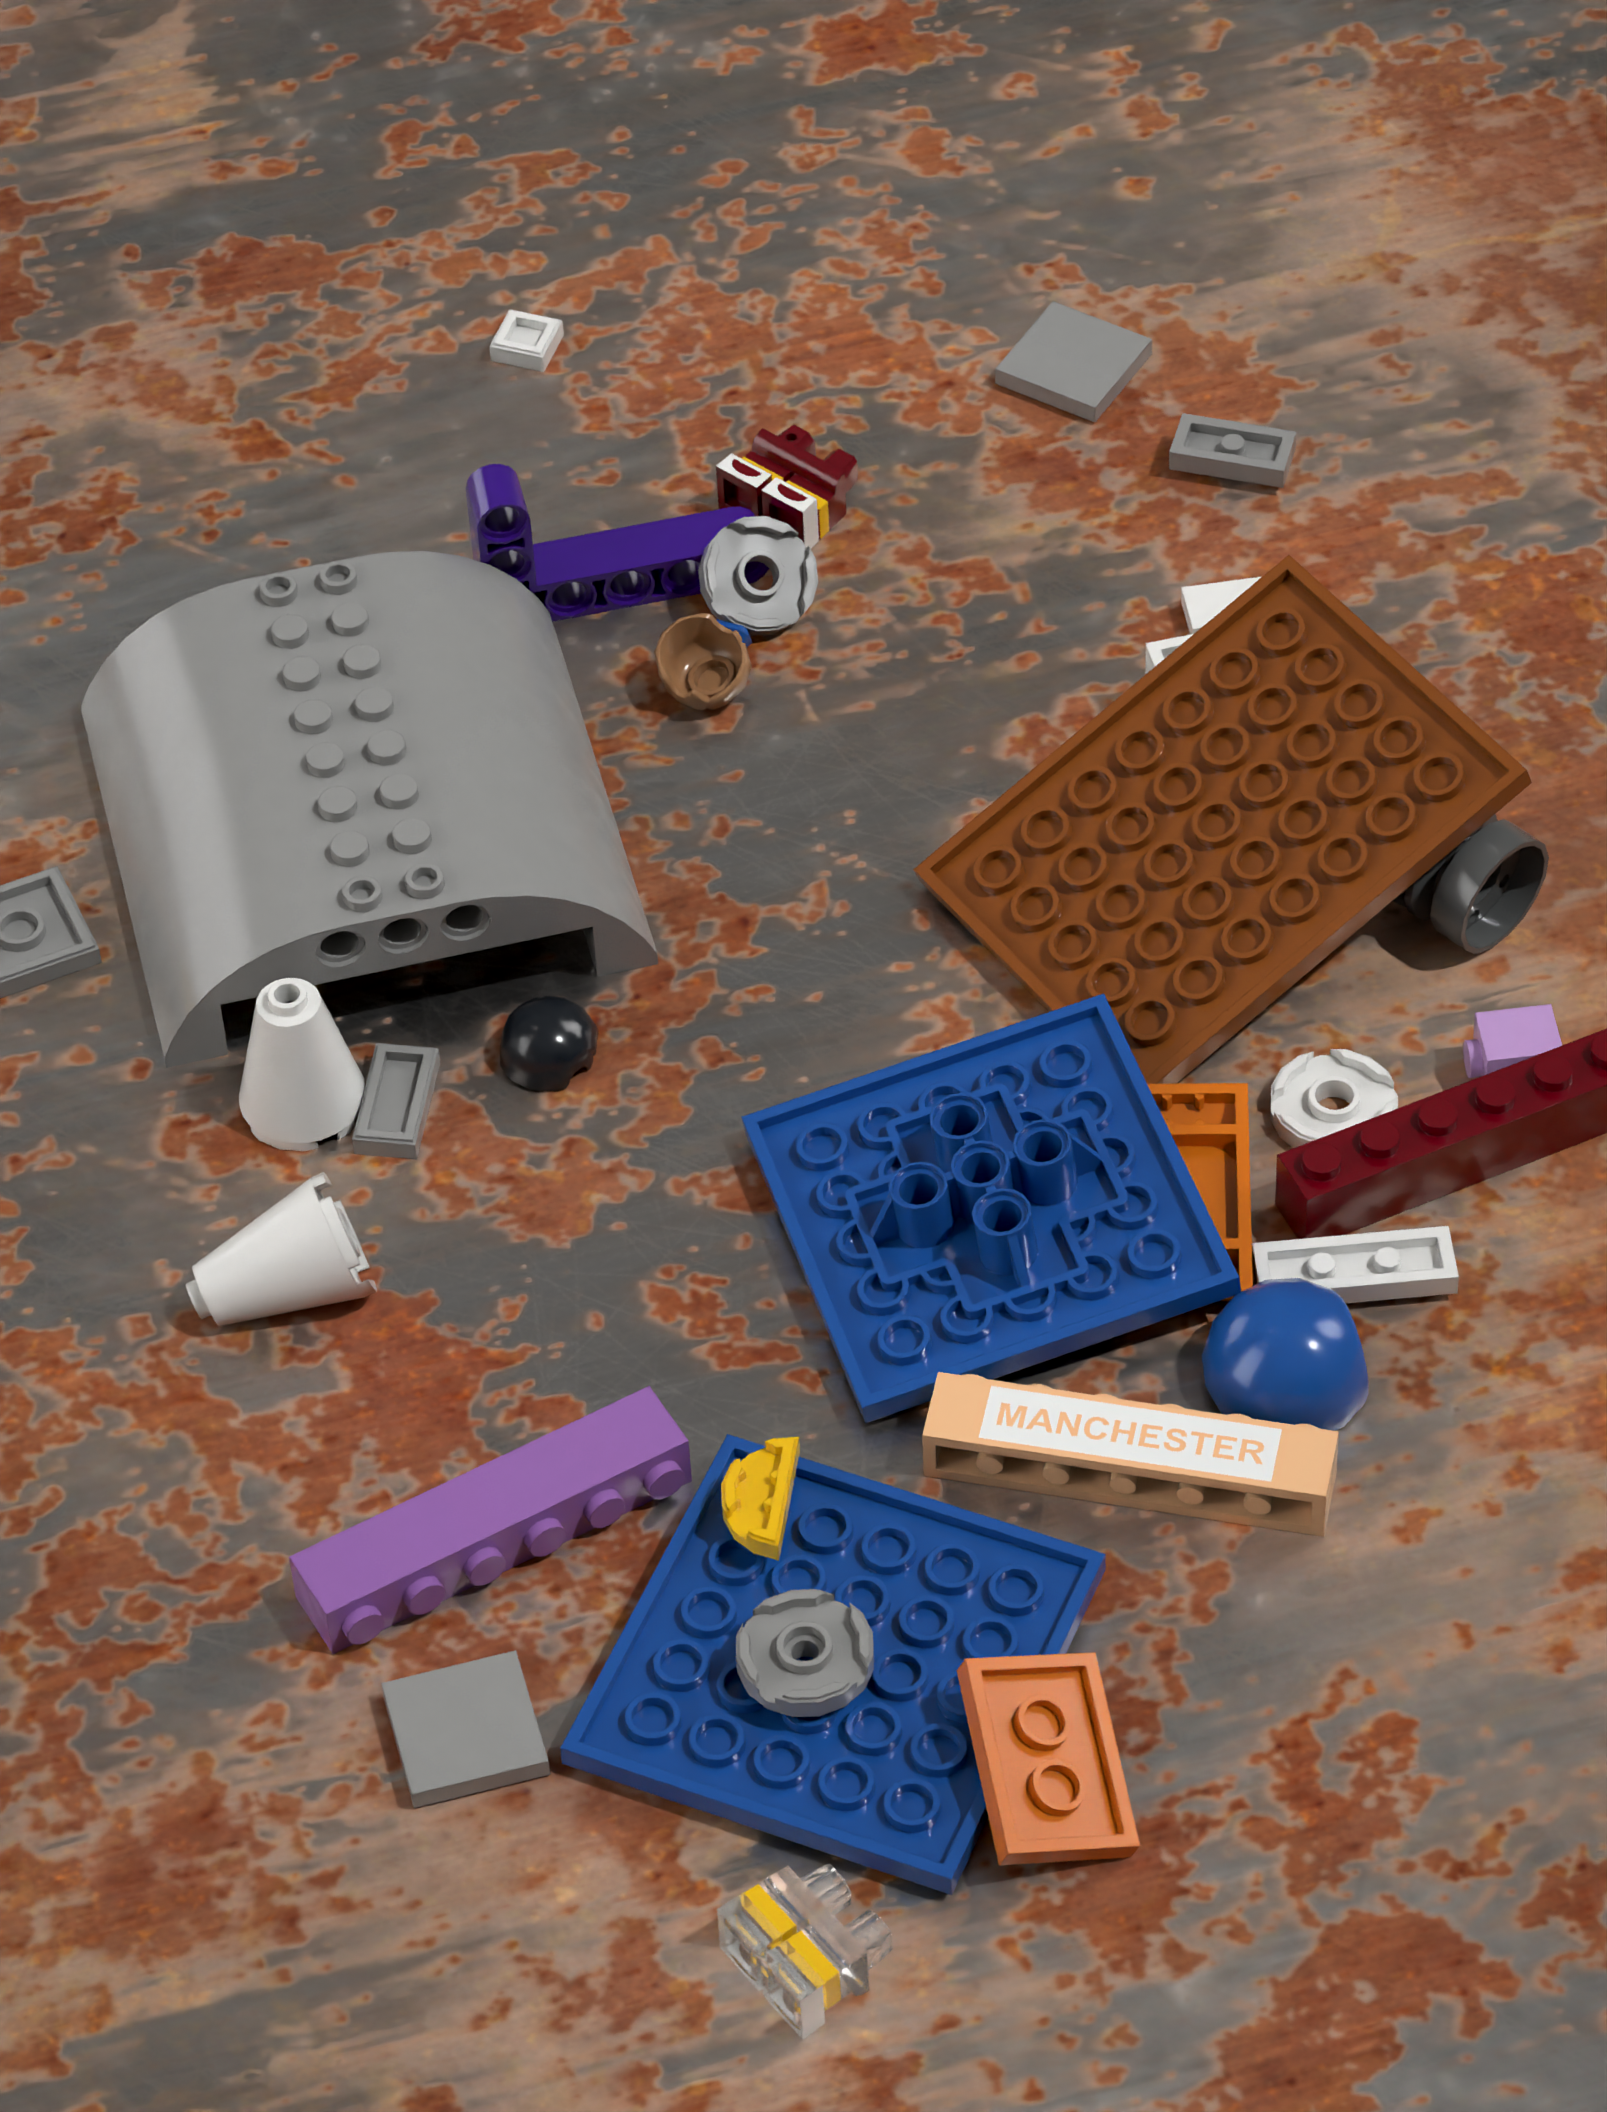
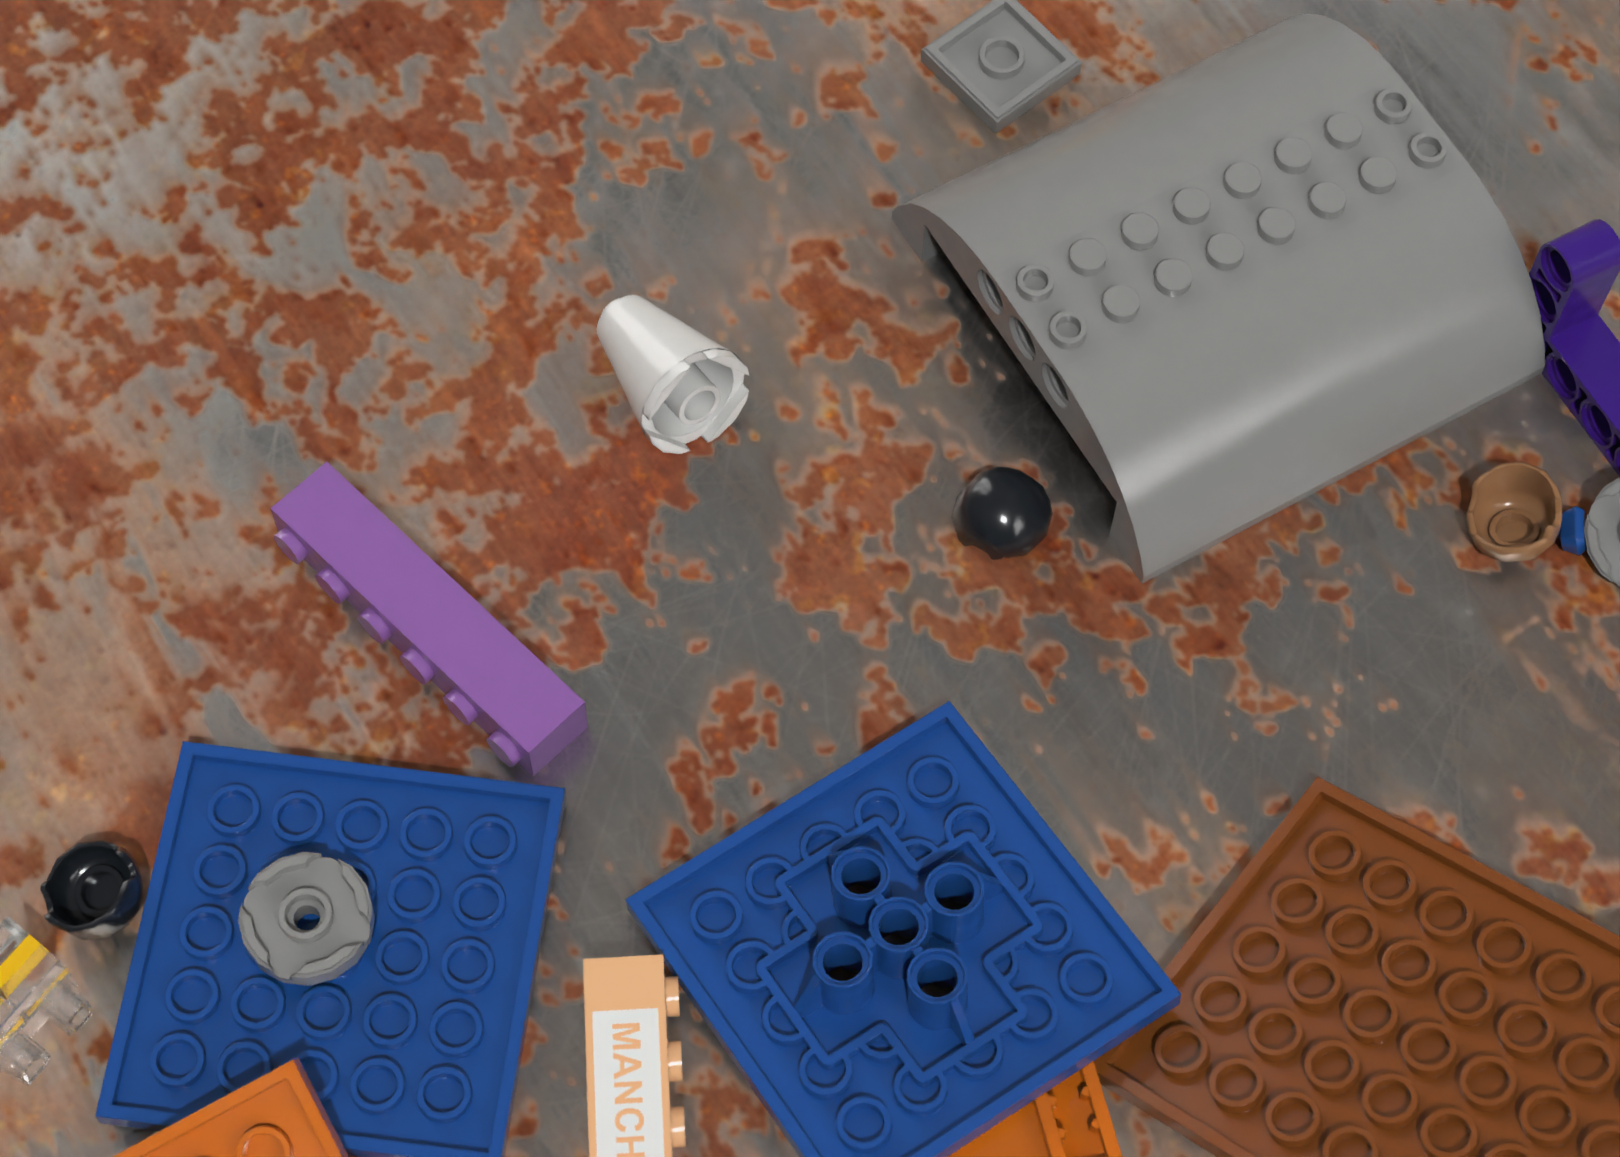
camera: 70 degrees right, 15 degrees up
(298, 1070) = (885, 317): white cone -> none
(396, 1101) = (900, 408): light grey tile -> none
(465, 1729) = (209, 662): light grey tile -> none
(703, 1848) = (93, 890): none -> black hair
(759, 1496) = (479, 831): yellow plate -> none

